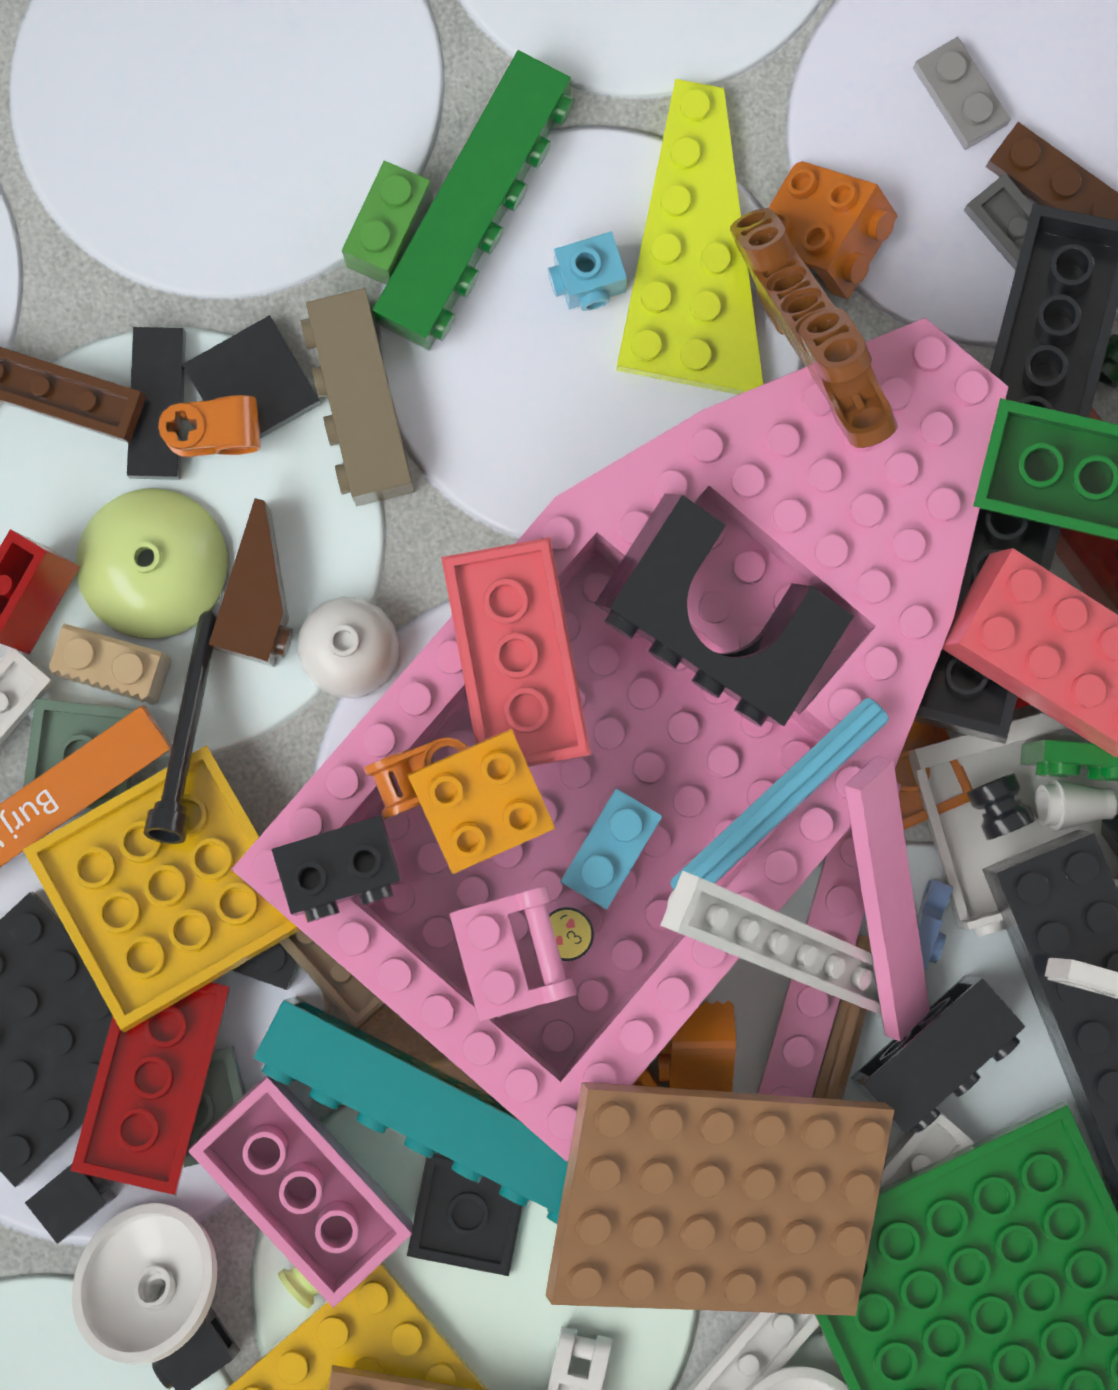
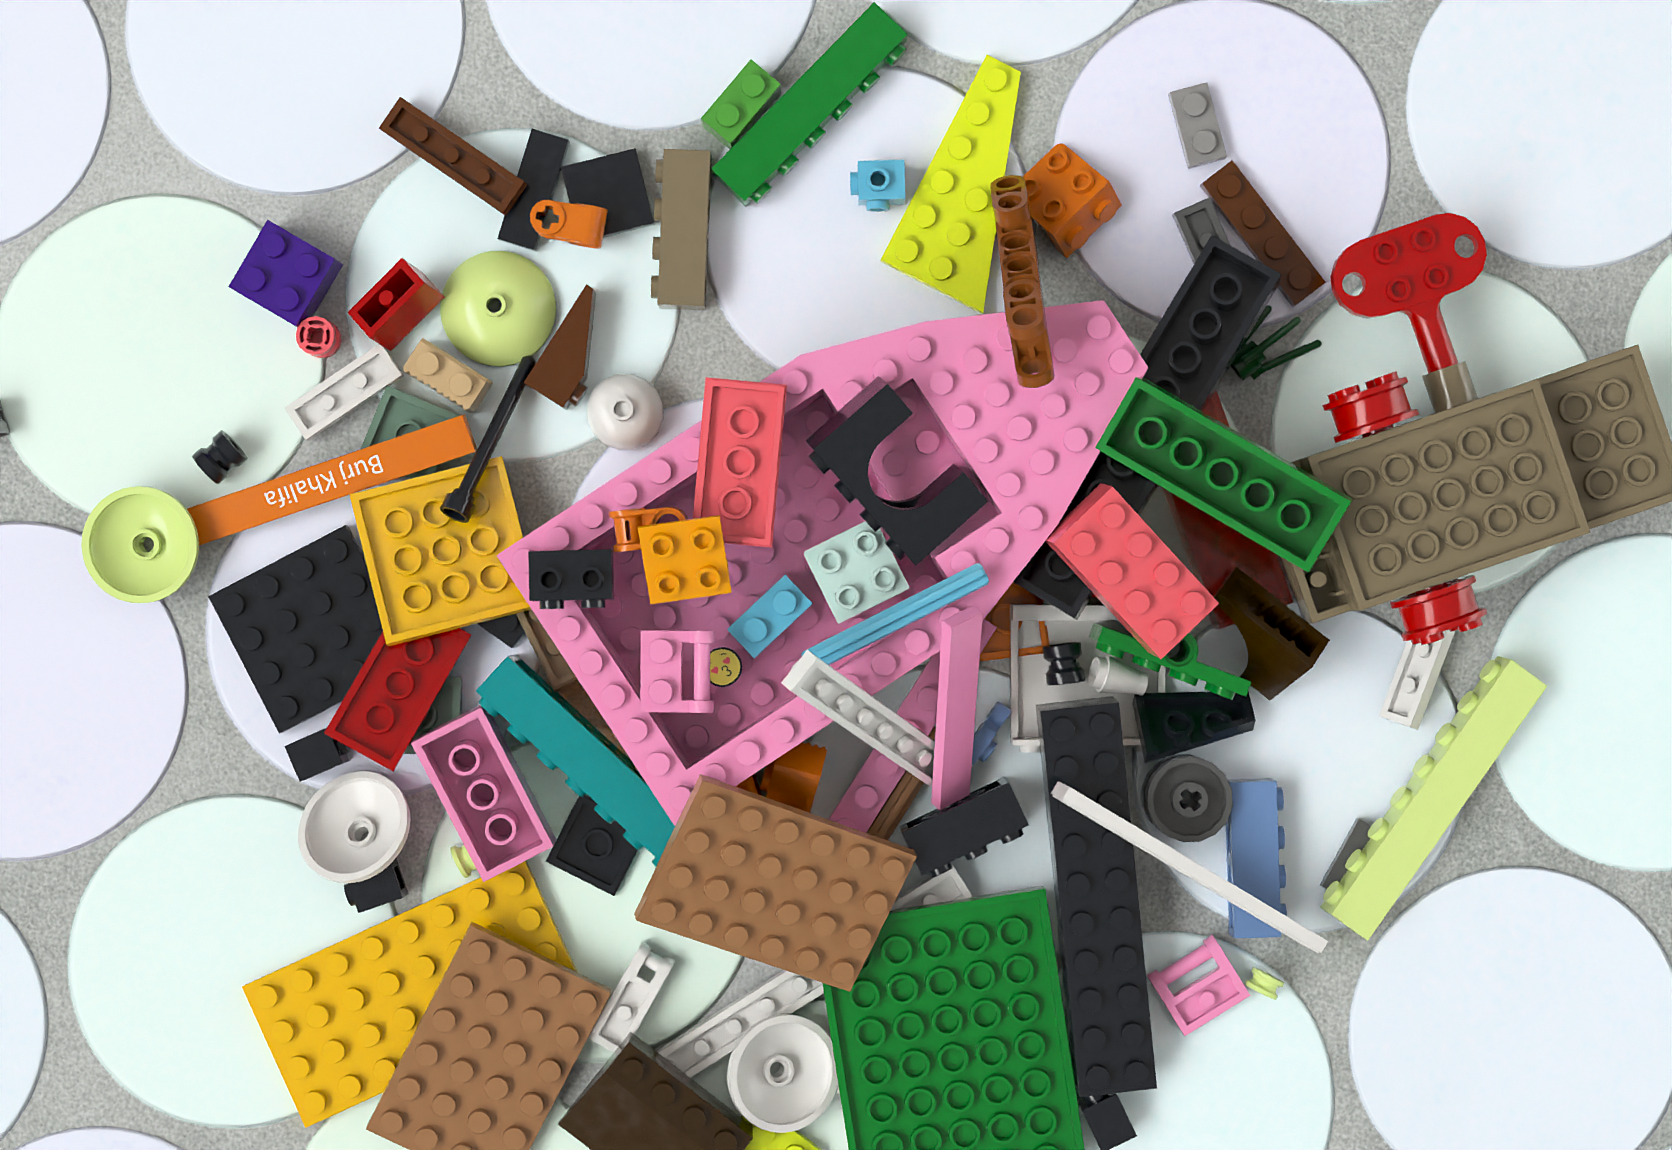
camera: 15 degrees right, 5 degrees up
(706, 758) = (855, 571): none -> light aqua bracket

